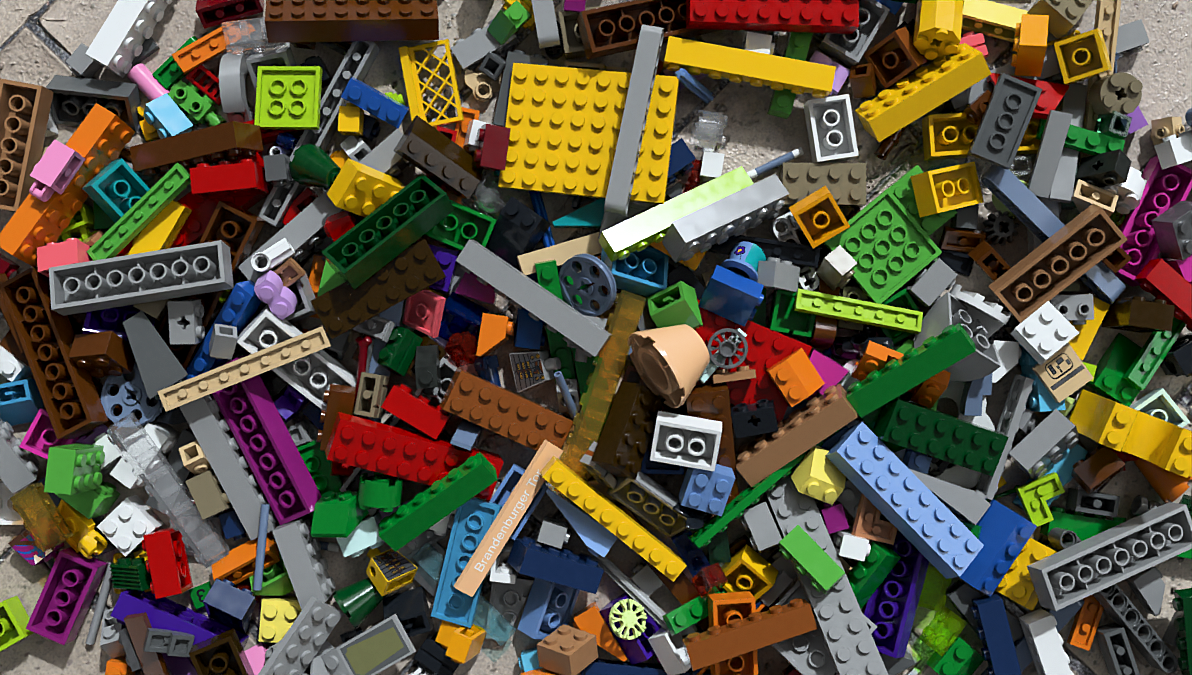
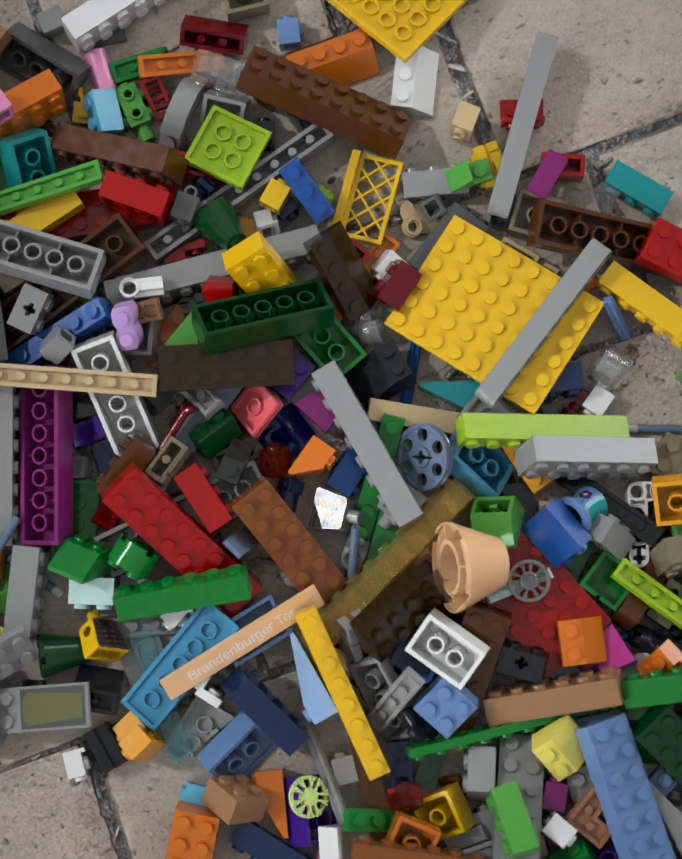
camera: 25 degrees right, 5 degrees down
(554, 532) = (277, 679): light grey brick -> none
(662, 503) = (395, 699): none -> light grey tile
(742, 373) = (532, 612): medium nougat plate -> none

